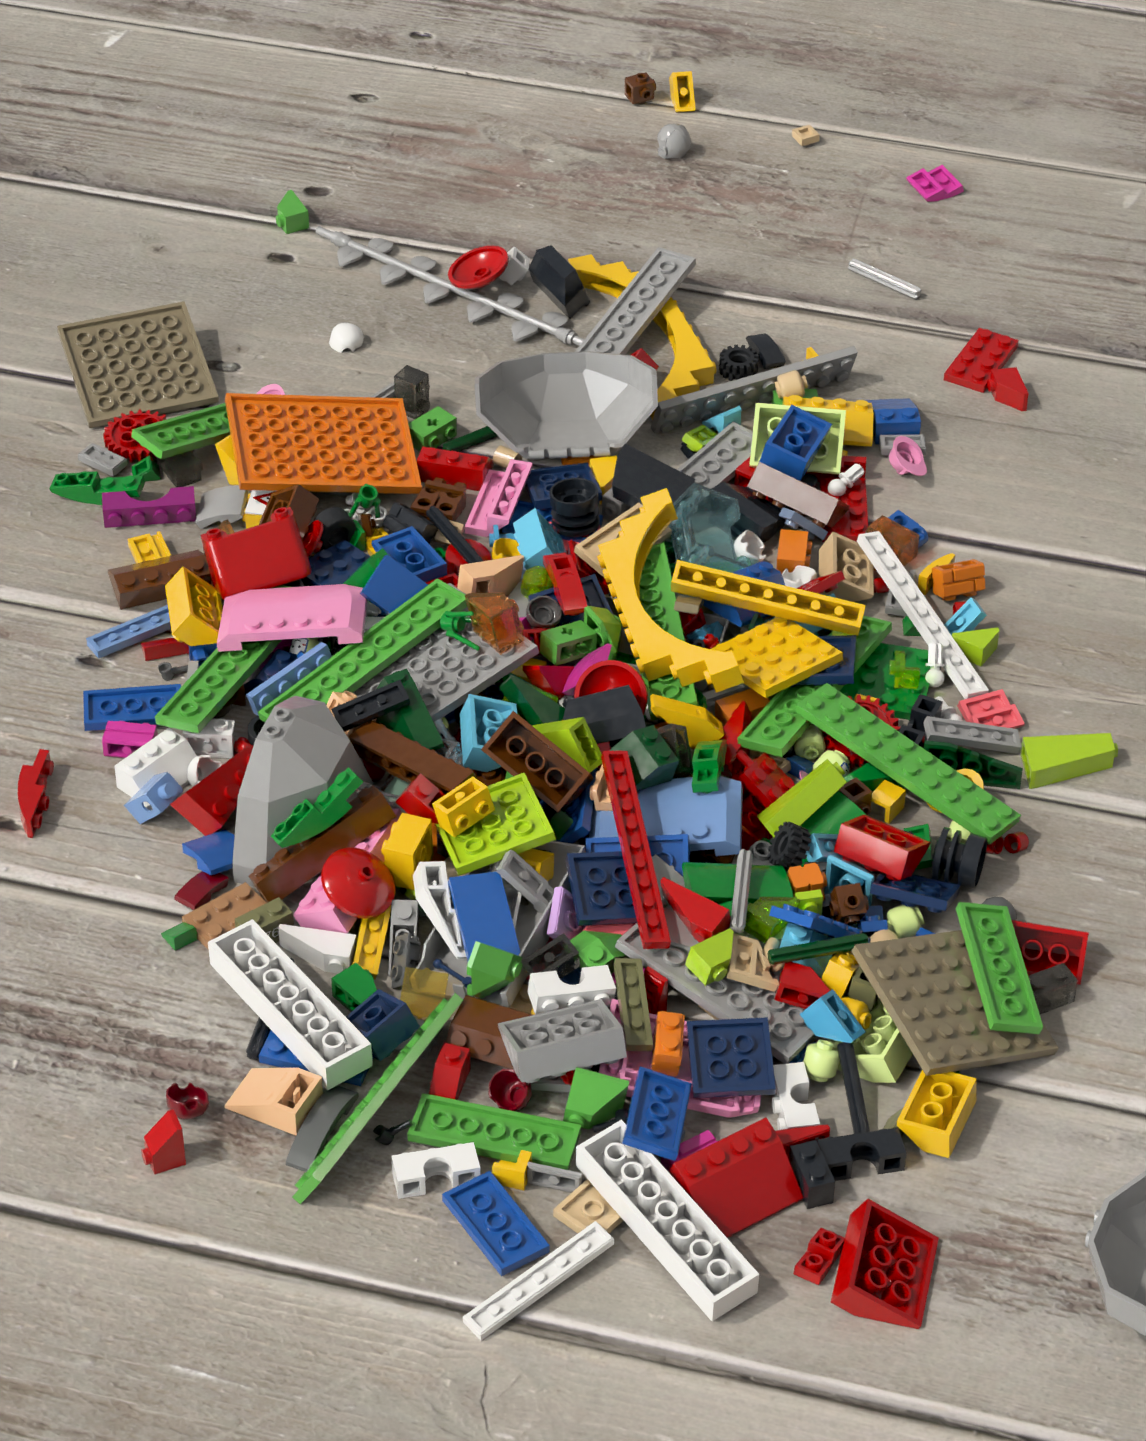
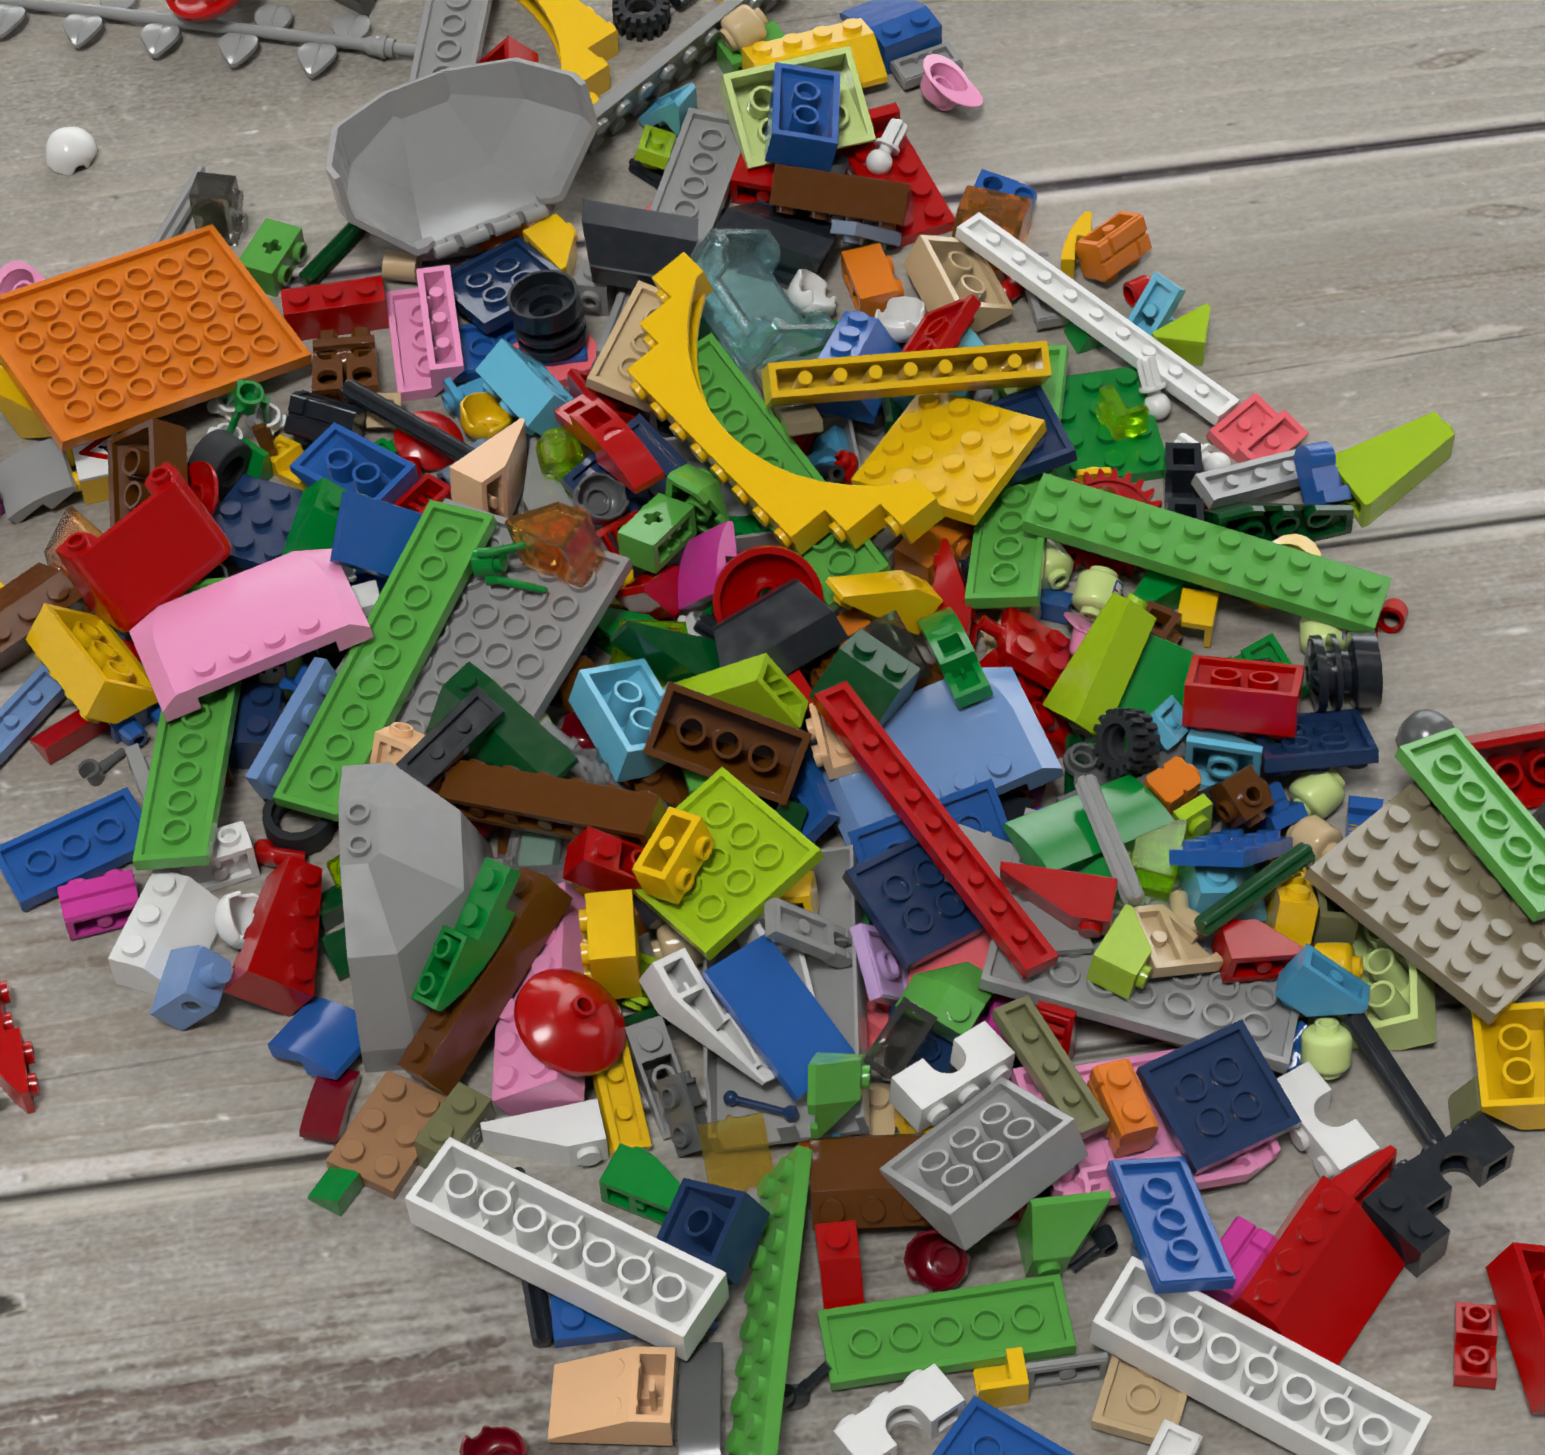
camera: 20 degrees left, 10 degrees up
(1012, 744) = (1319, 474): none -> blue leg

